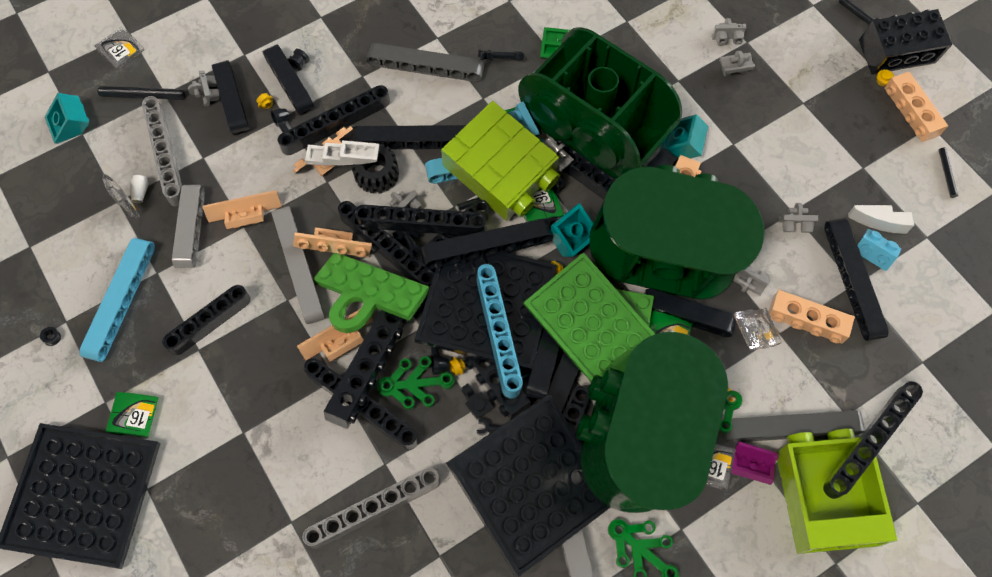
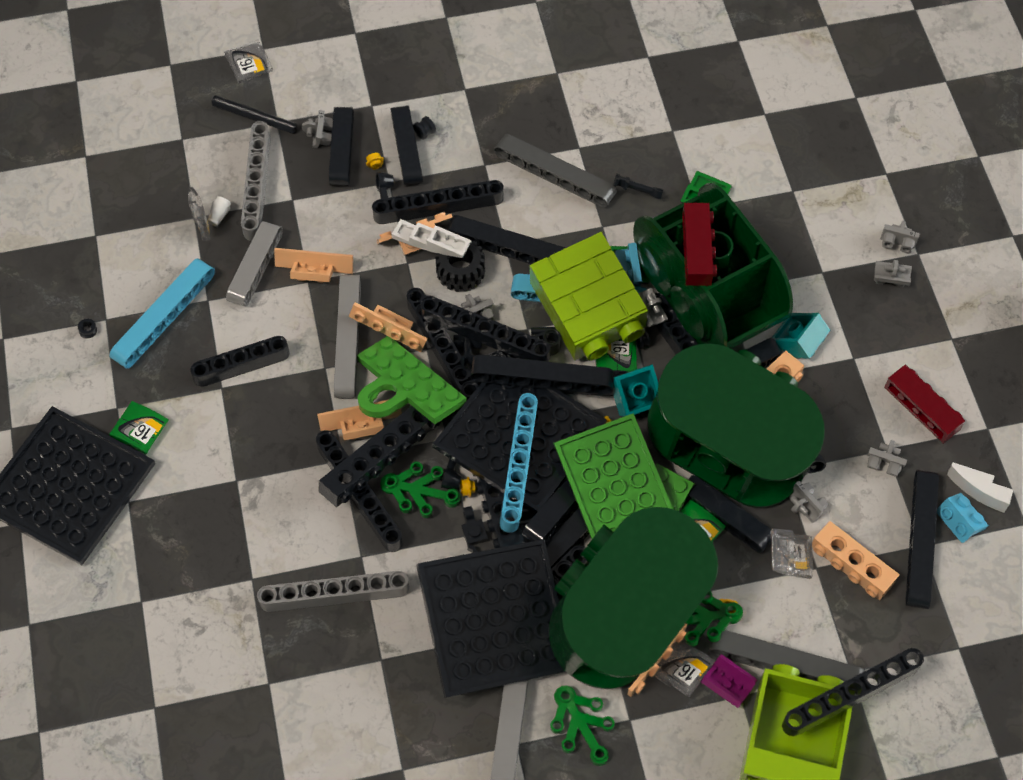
camera: 20 degrees right, 5 degrees down
(66, 117) = (172, 118): teal slope -> none
(590, 83) = (698, 244): none -> dark red brick
(808, 163) = (924, 403): none -> dark red brick

